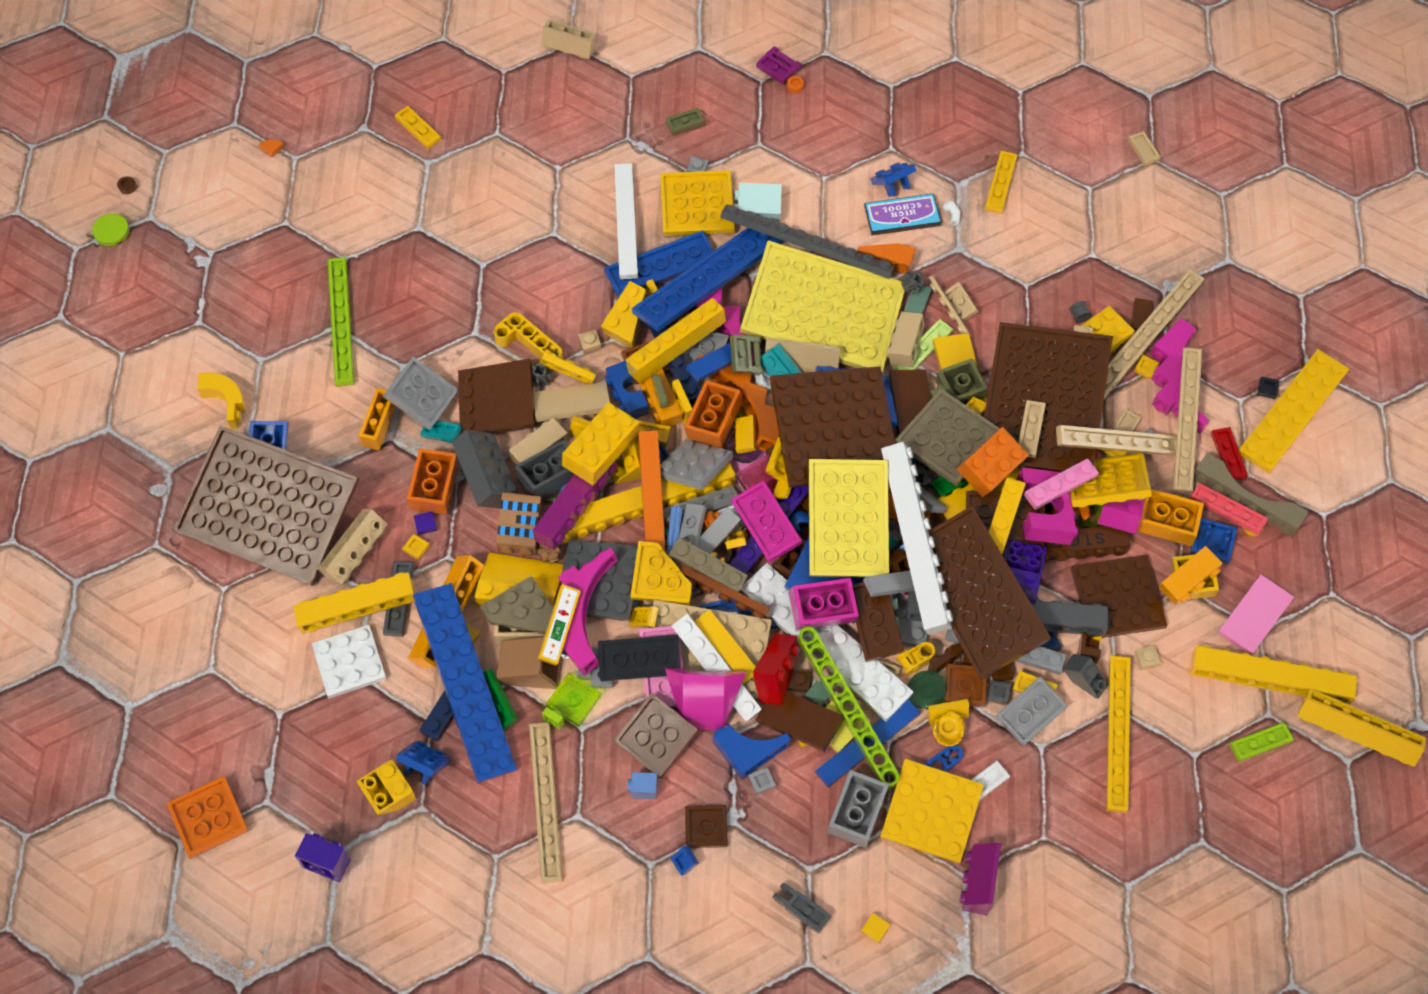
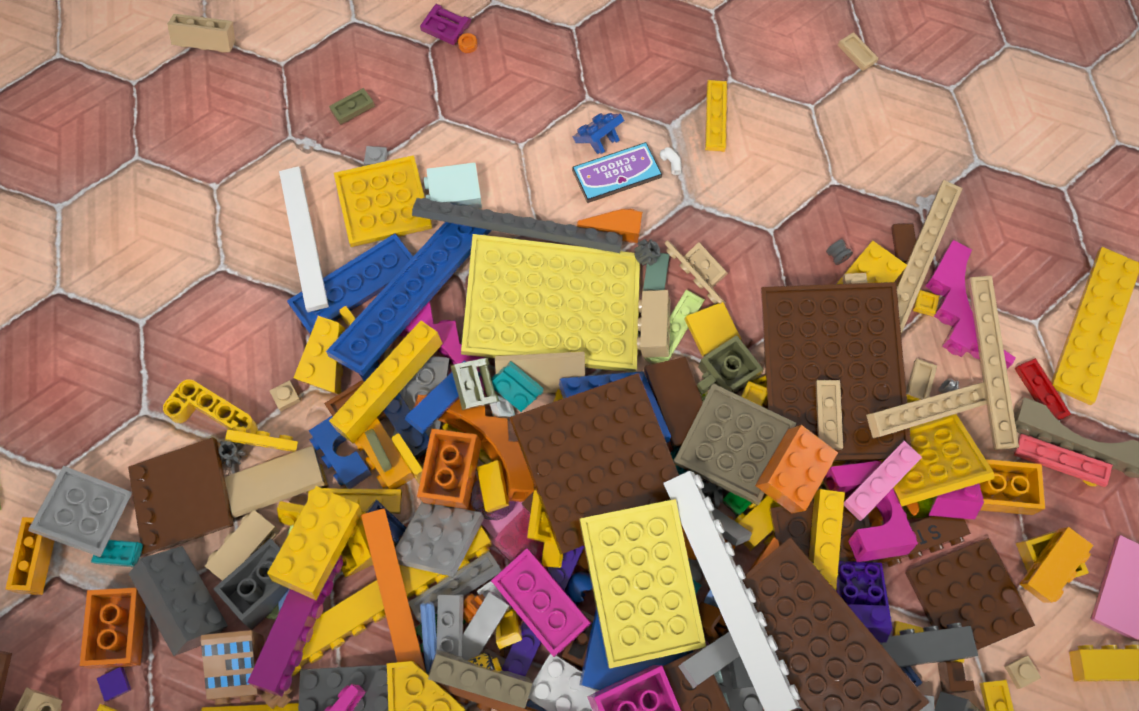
camera: 15 degrees left, 5 degrees up
(418, 127) = (40, 166): yellow tile -> none
(1217, 538) = (1062, 505): blue plate -> none
(1267, 387) = (1061, 302): black tile -> none

